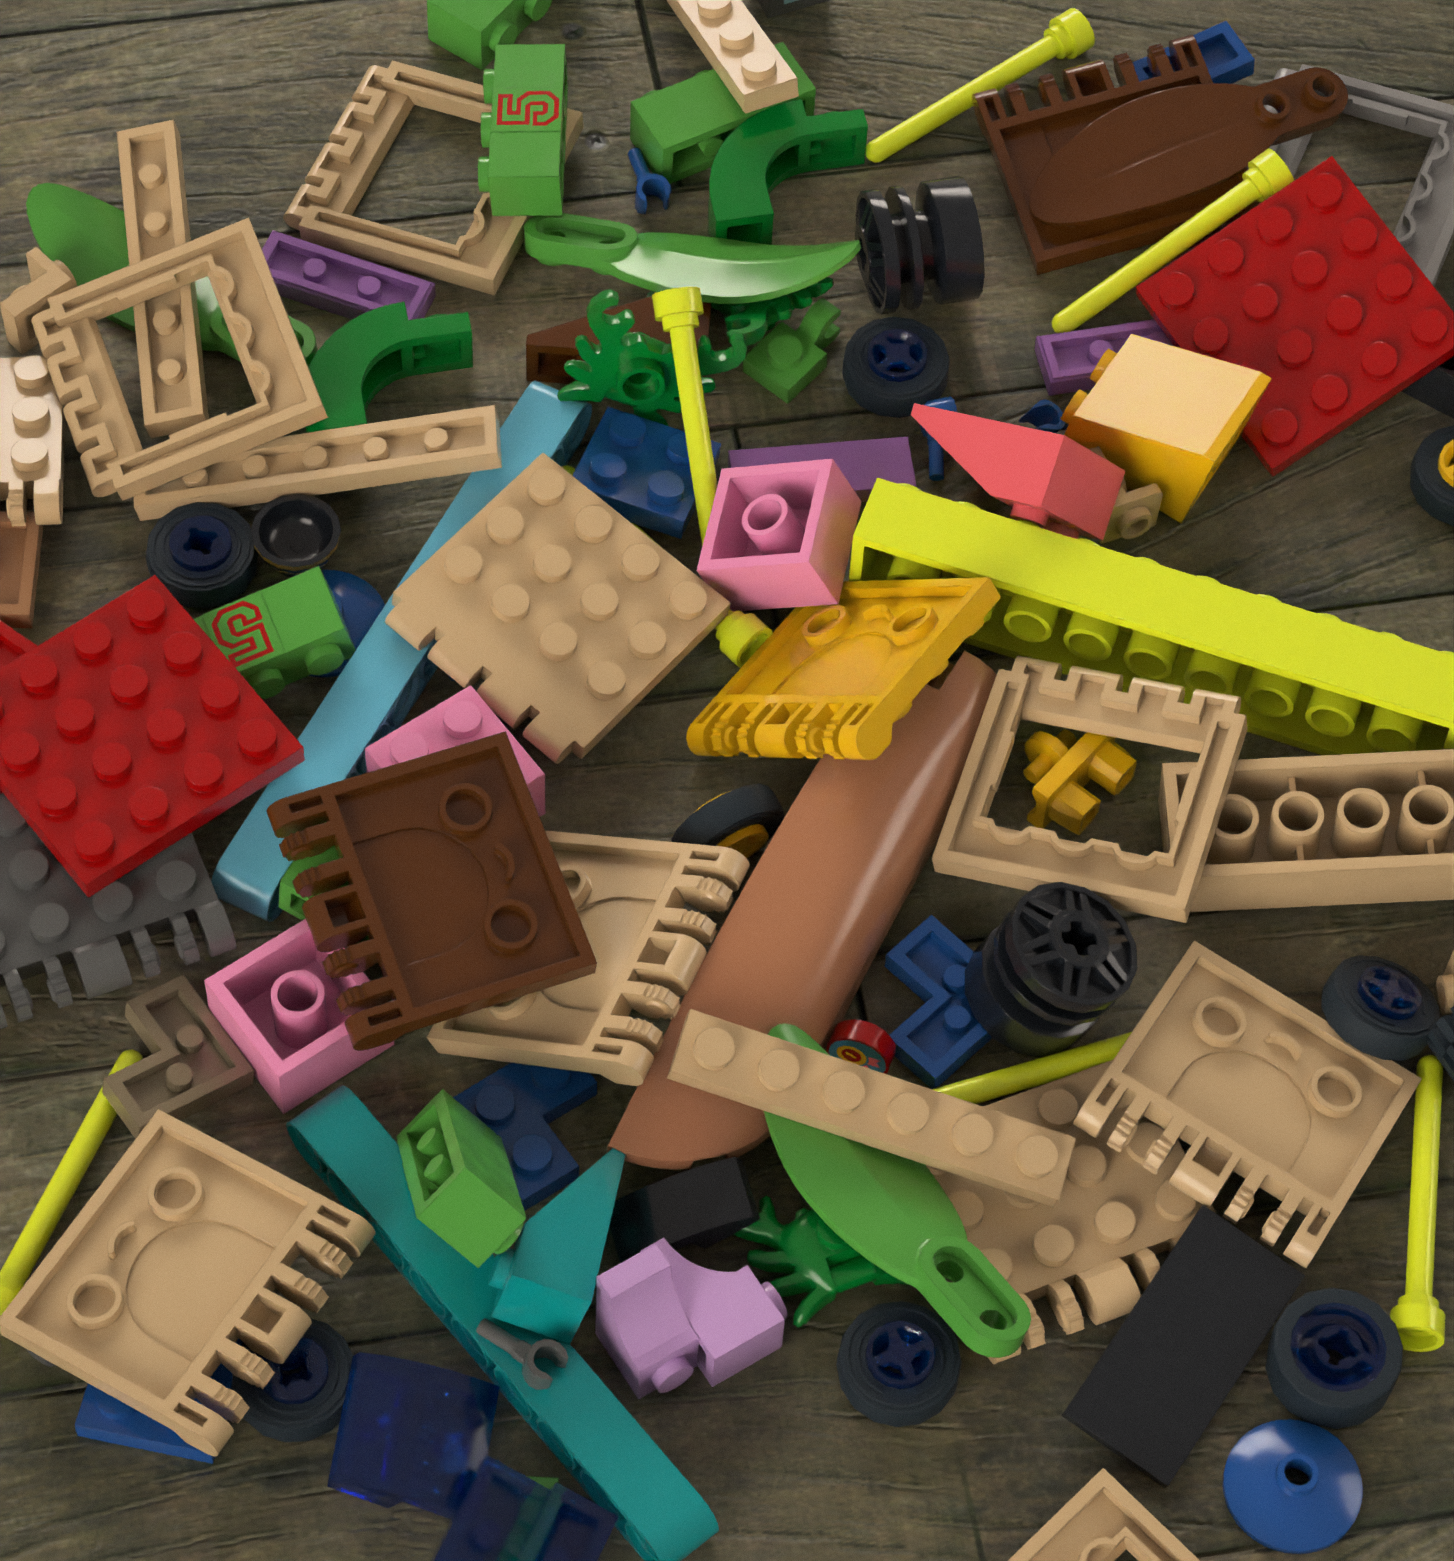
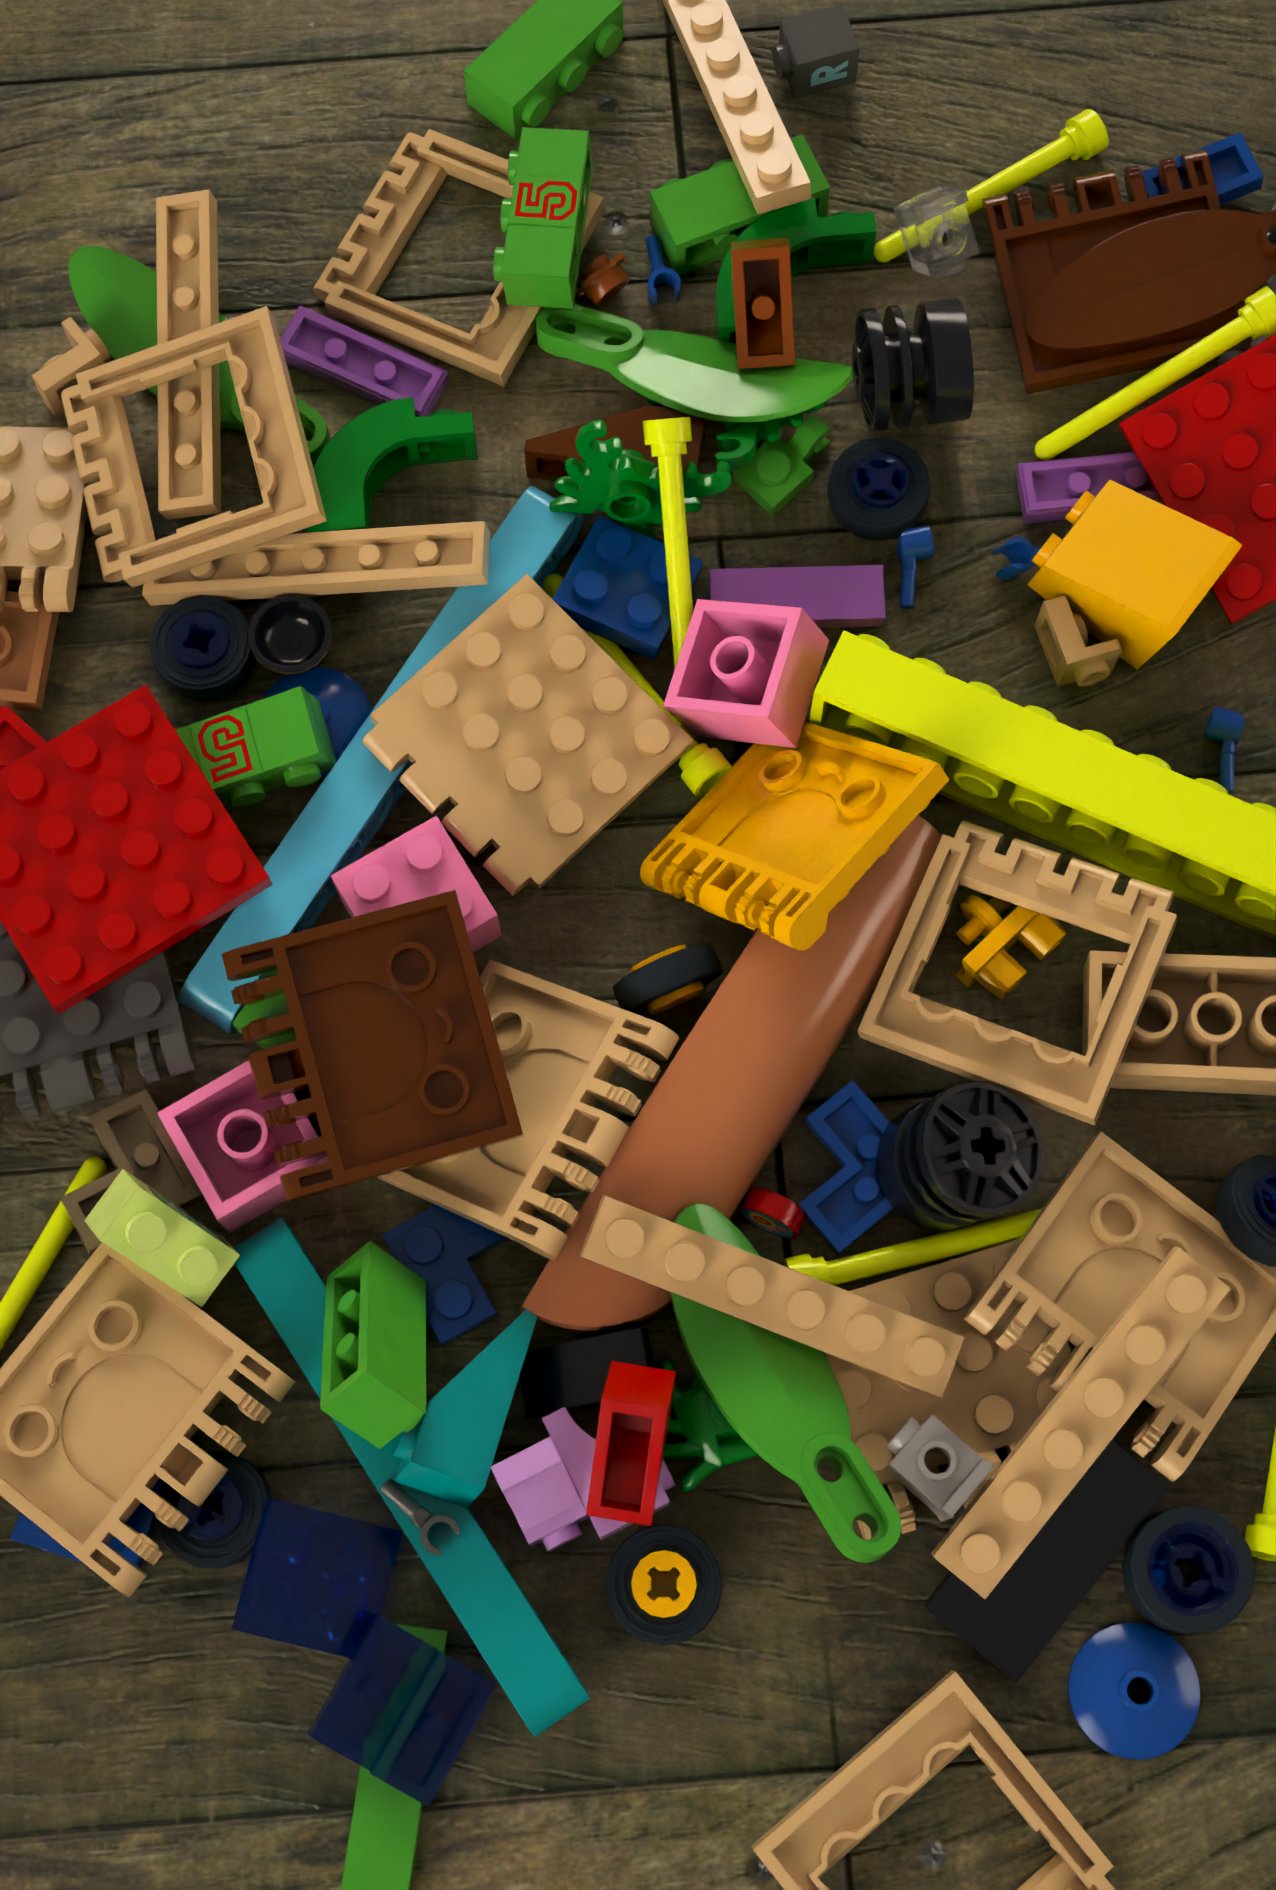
camera: 10 degrees right, 15 degrees up
(219, 1098) = (161, 1238): none -> yellowish green brick
(589, 189) = (603, 279): none -> dark orange plate
(739, 1256) = (630, 1443): none -> red slope
(760, 190) = (763, 303): none -> dark orange slope
(776, 1439) = (663, 1614): none -> black wheel
(908, 1340) = (788, 1518): black wheel -> none
(915, 122) = (926, 220): none -> clear brick
(1031, 470) = (990, 629): coral slope -> none
(1064, 1283) = (944, 1491): none -> light grey brick
(1202, 1206) = (1080, 1422): none -> tan plate
(1277, 567) = (1225, 727): none -> blue hand

